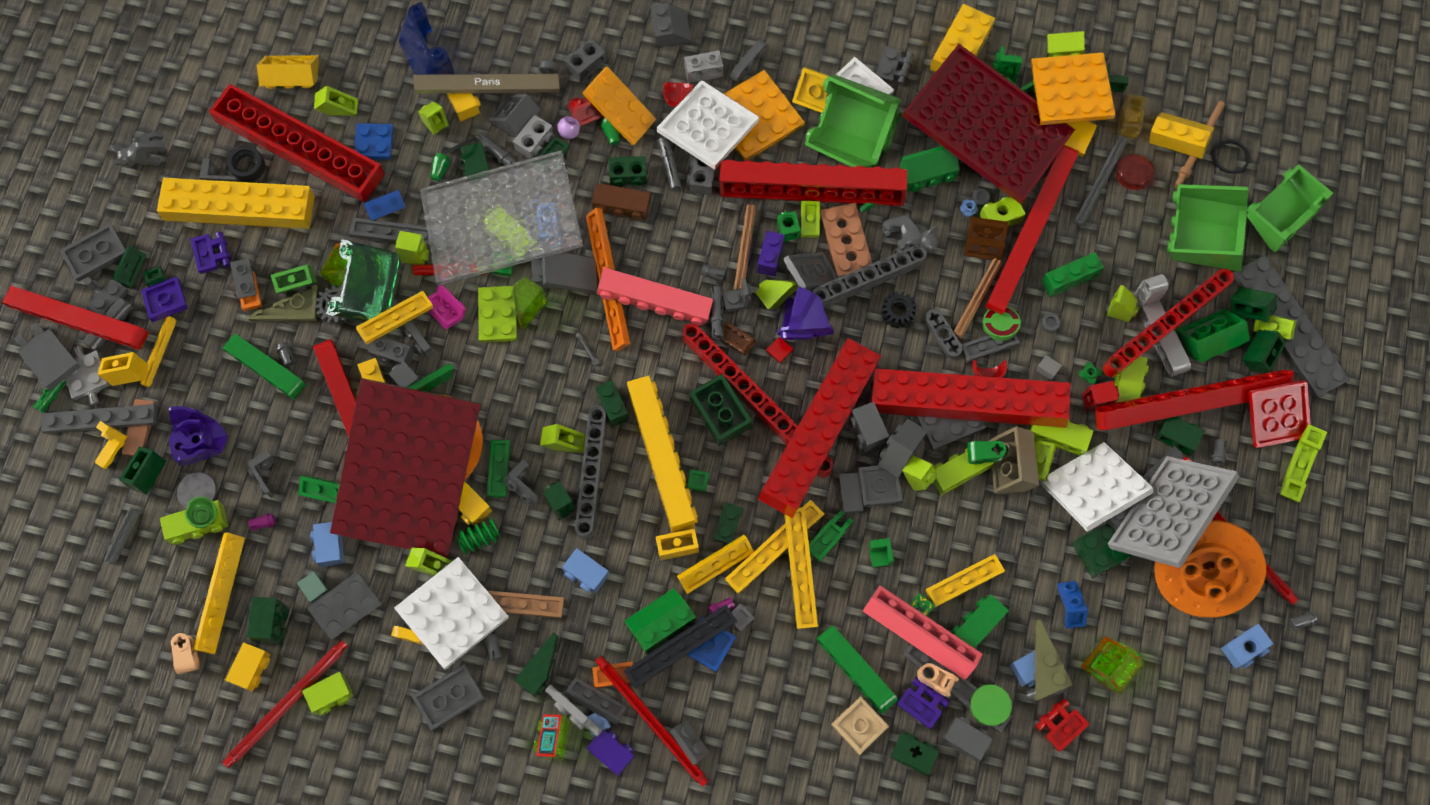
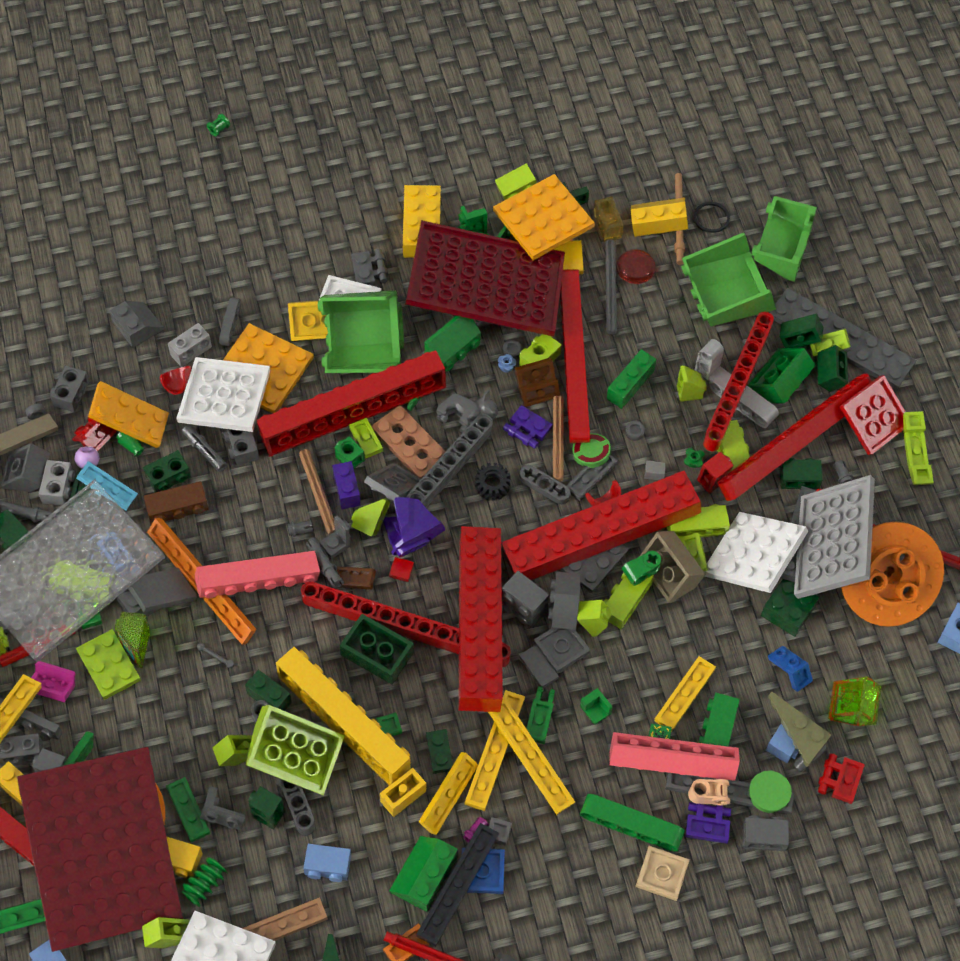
camera: 30 degrees left, 10 degrees down
(574, 162) = (118, 491): none -> medium azure plate
(604, 464) = (293, 749): none -> lime slope
(903, 755) = (717, 878): dark green brick -> none
(961, 273) = (530, 423): none -> dark purple plate

